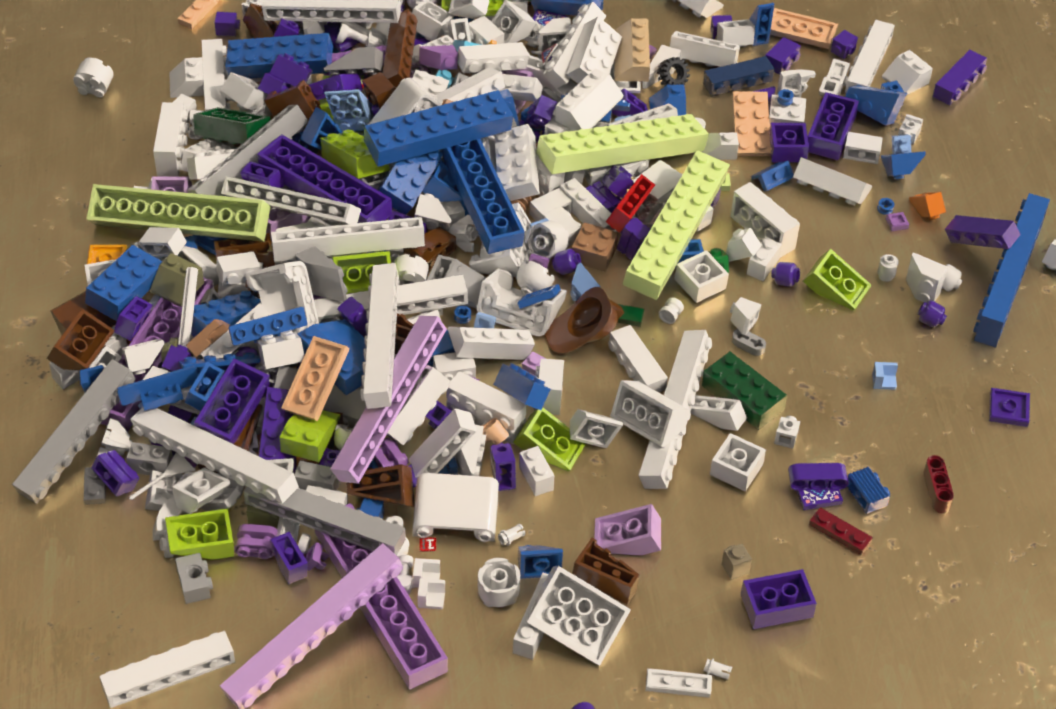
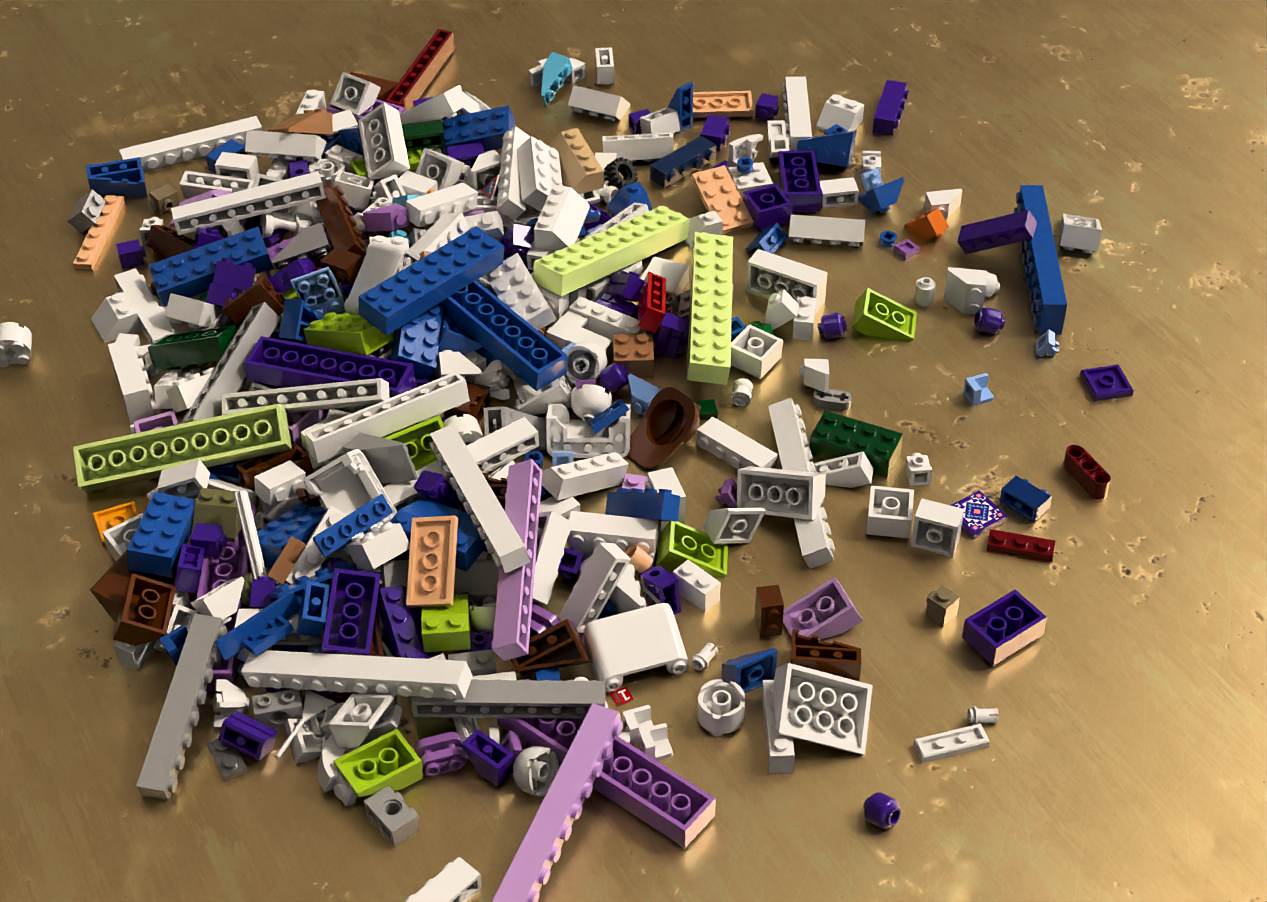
camera: 20 degrees left, 5 degrees down
(159, 297) = (210, 537): none -> dark purple brick
(262, 174) = (257, 381): dark purple brick -> none
(319, 579) = (535, 770): none -> white cylinder
(544, 13) = (466, 153): none -> dark purple brick
(582, 514) = (769, 610): none -> reddish brown brick
(608, 398) = (728, 493): none -> medium lavender tile
(653, 85) = (607, 193): none -> white wheel
(769, 490) = (937, 527): none -> white brick
(818, 476) = (977, 498): dark purple beam -> none
(956, 187) = (945, 200): none -> white slope
(973, 353) = (1047, 344): none -> light blue tile

